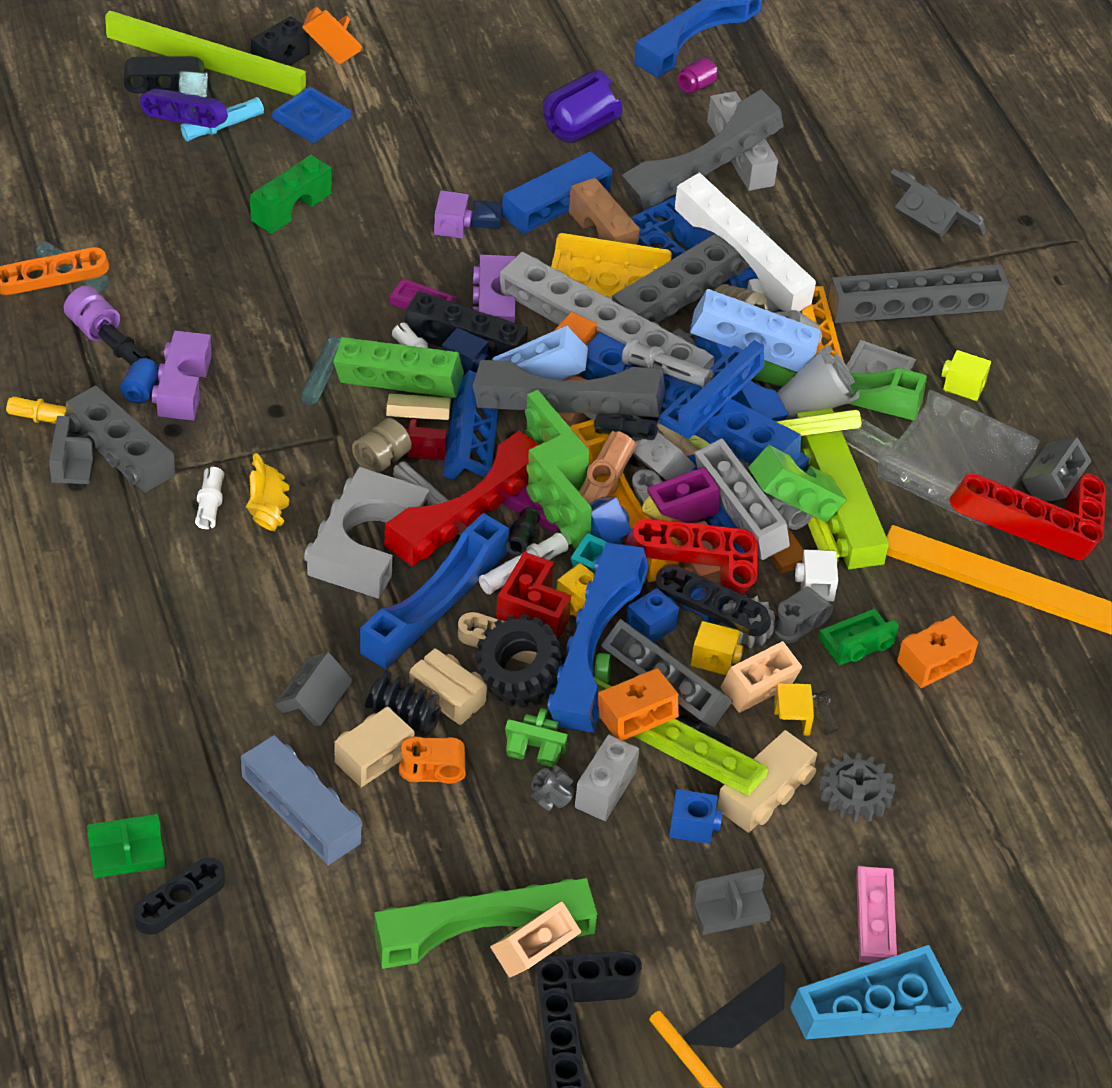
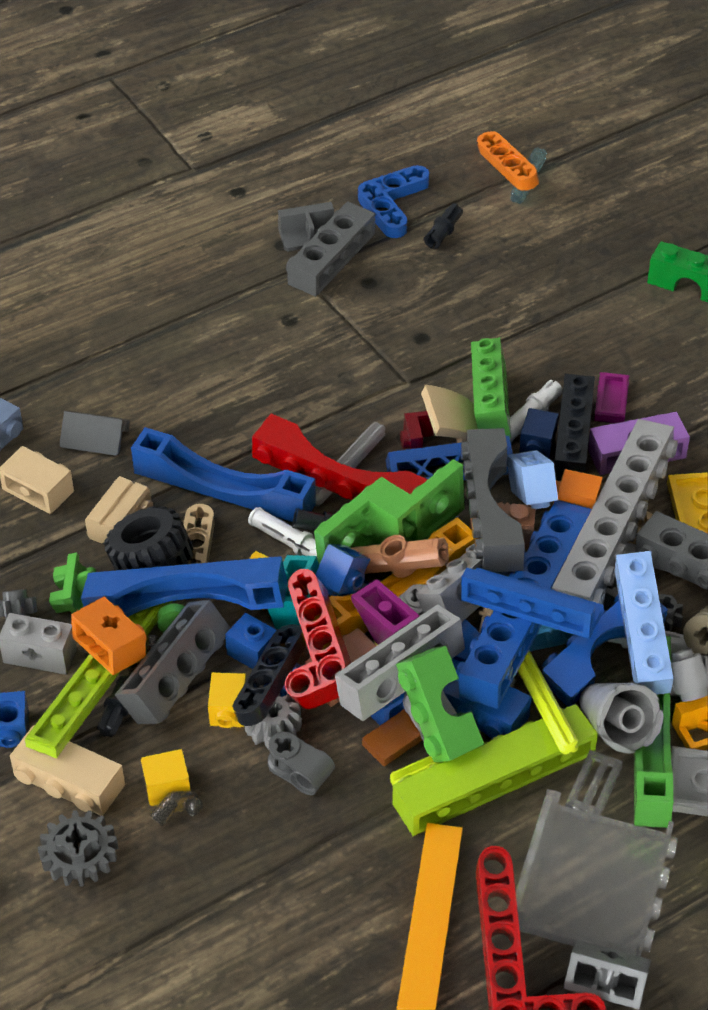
camera: 80 degrees right, 0 degrees up
(35, 410) = (347, 192): yellow axle -> none
(43, 383) = (409, 180): none -> blue beam
(90, 311) = (470, 193): medium lavender wheel -> none
(140, 381) = (405, 243): blue brick -> none
(178, 390) = (445, 260): medium lavender arch -> none
(209, 498) = (289, 317): white pin -> none
(267, 495) = (307, 346): yellow plant -> none
(320, 372) = (462, 351): clear light blue axle -> none
(364, 499) = (252, 403): light grey arch -> none
(382, 445) = (386, 403): dark tan wheel -> none
(410, 707) = (87, 486): black piece -> none
(435, 759) = (31, 519): orange piece -> none
(531, 593) = (239, 536): red brick -> none
(626, 424) = (455, 547): black pin -> none
(655, 357) = (550, 547): light grey pin -> none
(759, 675) = (186, 730): light nougat brick -> none
(818, 572) = (359, 769): white brick -> none
(858, 637) = (284, 818): green bracket -> none
(937, 651) = (286, 894): orange brick -> none

